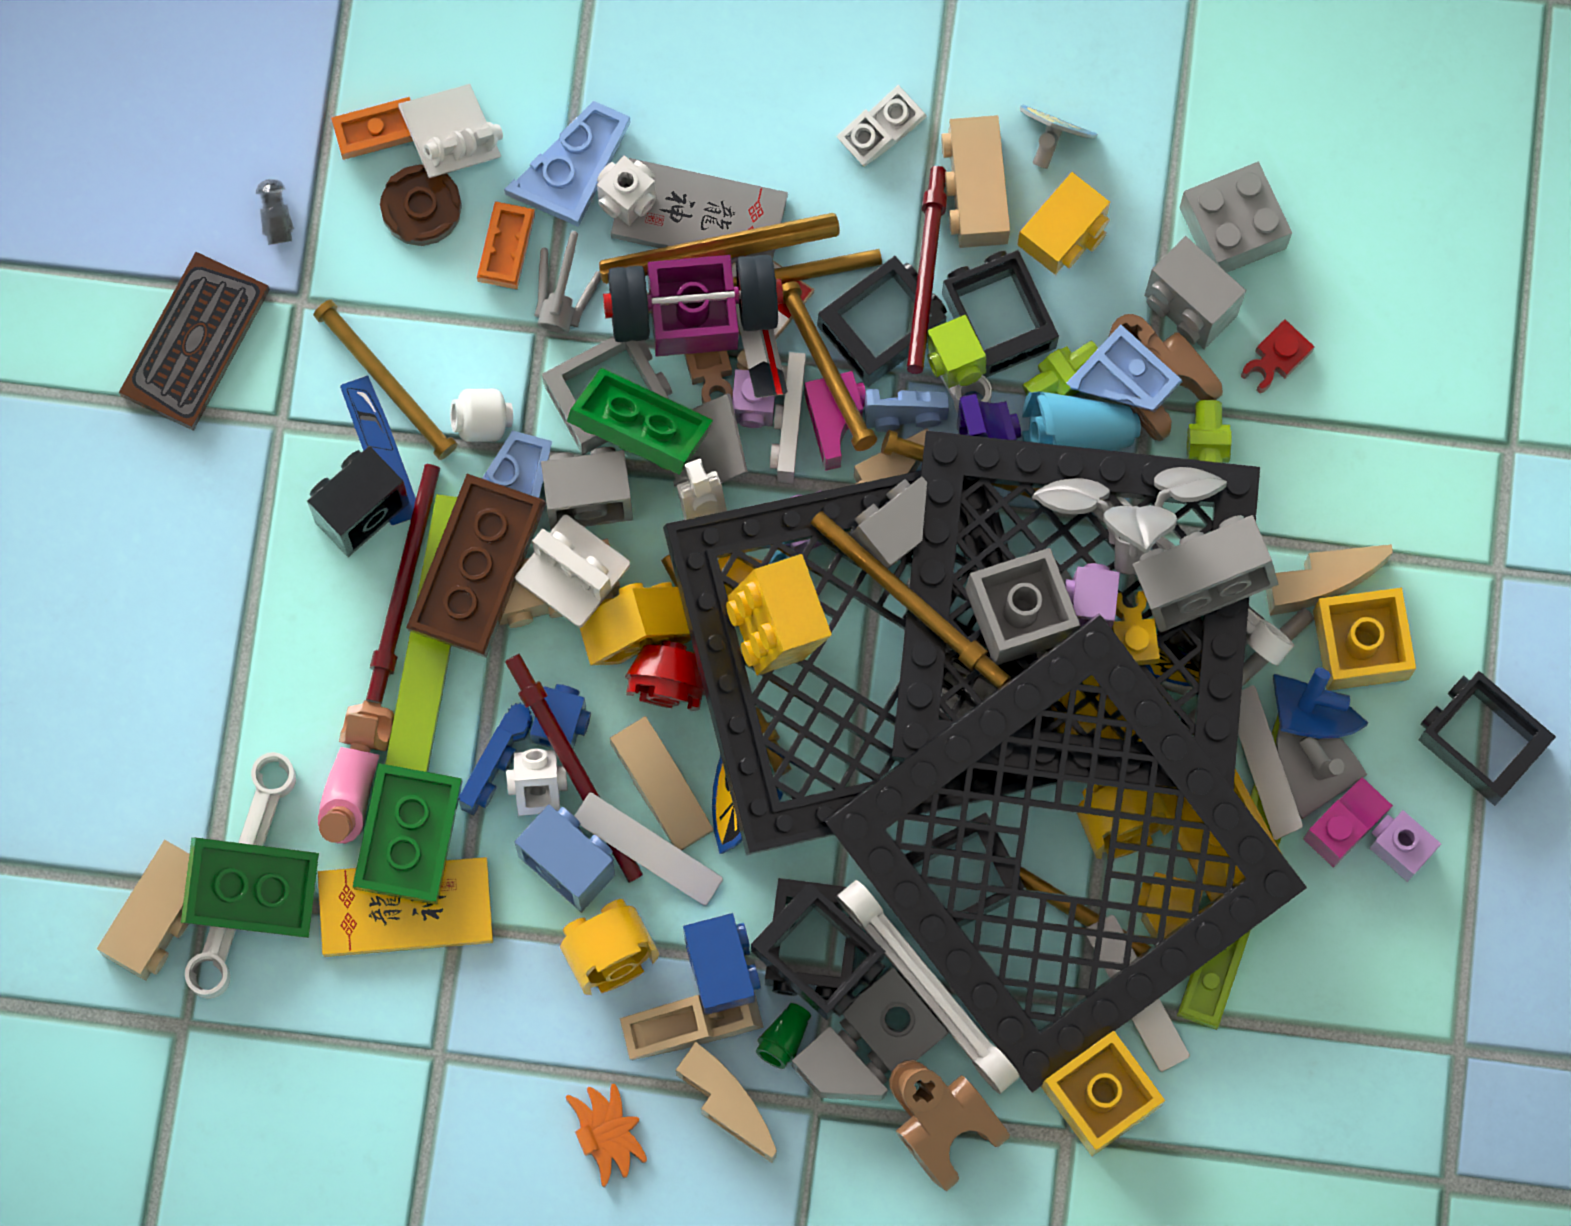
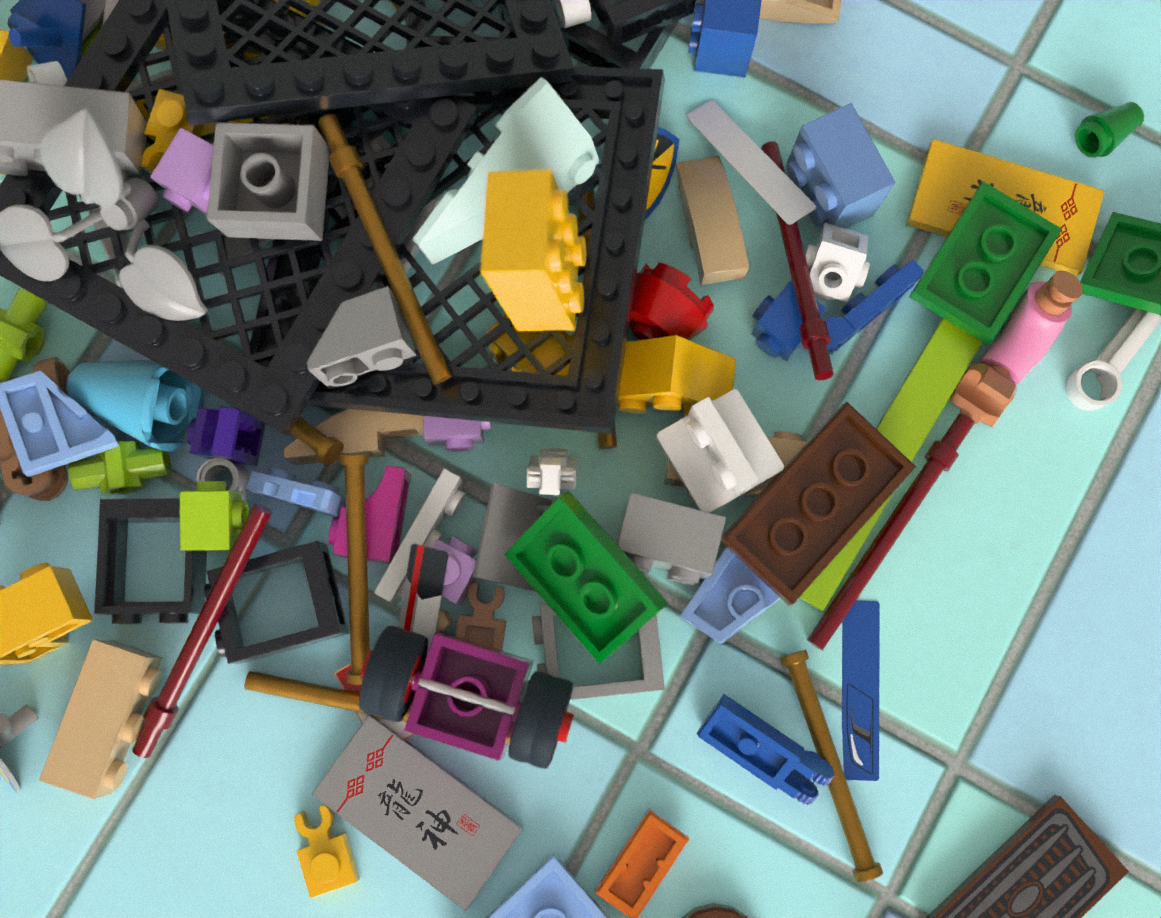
camera: 155 degrees left, 5 degrees up
(338, 1013) = (1107, 129): none -> green cone
(357, 500) = (919, 628): black brick -> none
(441, 365) = (764, 751): none -> blue hinge
(480, 415) = (745, 676): white head -> none
(557, 311) = (616, 762): light grey plant -> none
(608, 947) = (828, 72): yellow brick -> none
(630, 201) = (490, 850): white brick -> none
(734, 244) = (412, 757): pearl gold axle -> none
(756, 152) = (328, 858): none -> yellow plate
(819, 717) = (535, 135): none -> light aqua wedge
(882, 126) = (175, 830): white slope -> none

